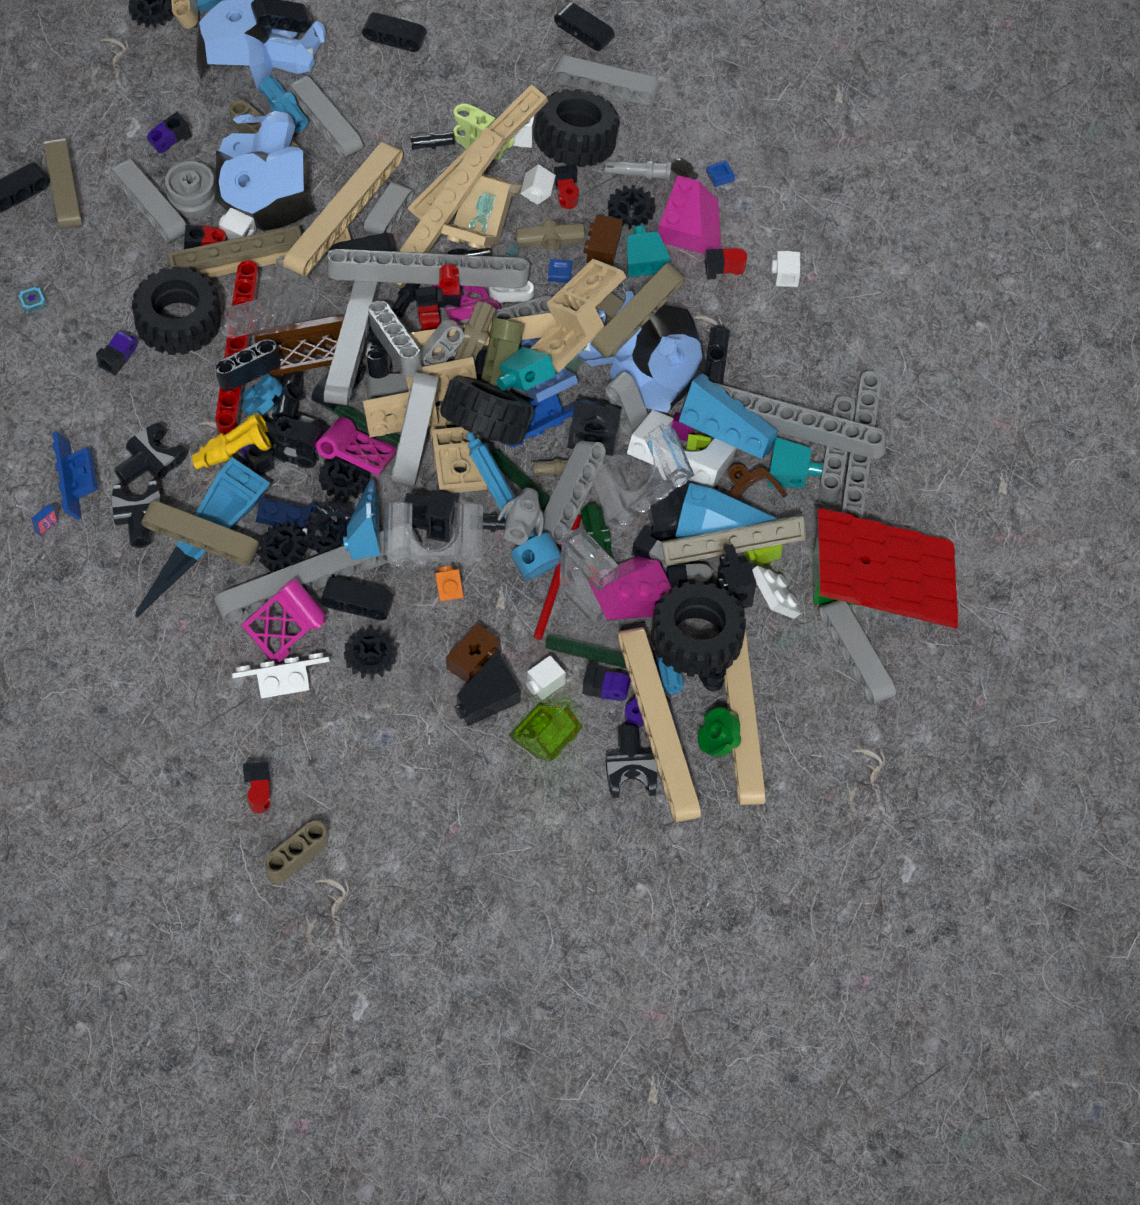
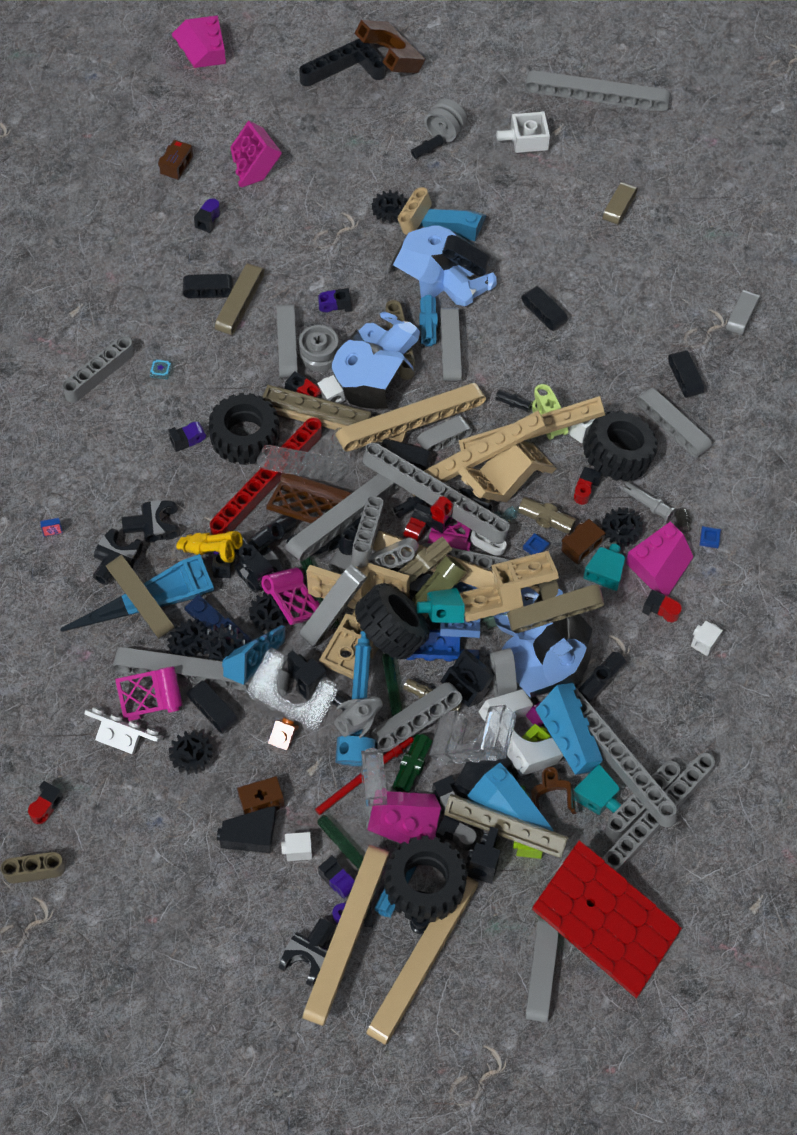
camera: 35 degrees right, 0 degrees up
(75, 474) = (93, 506): blue bracket -> none
(247, 365) = (257, 493): black beam -> none
(260, 396) = (254, 520): dark azure plate -> none
(485, 206) = (503, 470): clear light blue plate -> none
(537, 184) = (563, 473): white brick -> none
(546, 730) = (269, 887): clear neon green slope -> none
(729, 737) = (389, 968): green plate -> none
(776, 592) = (511, 885): white plate -> none

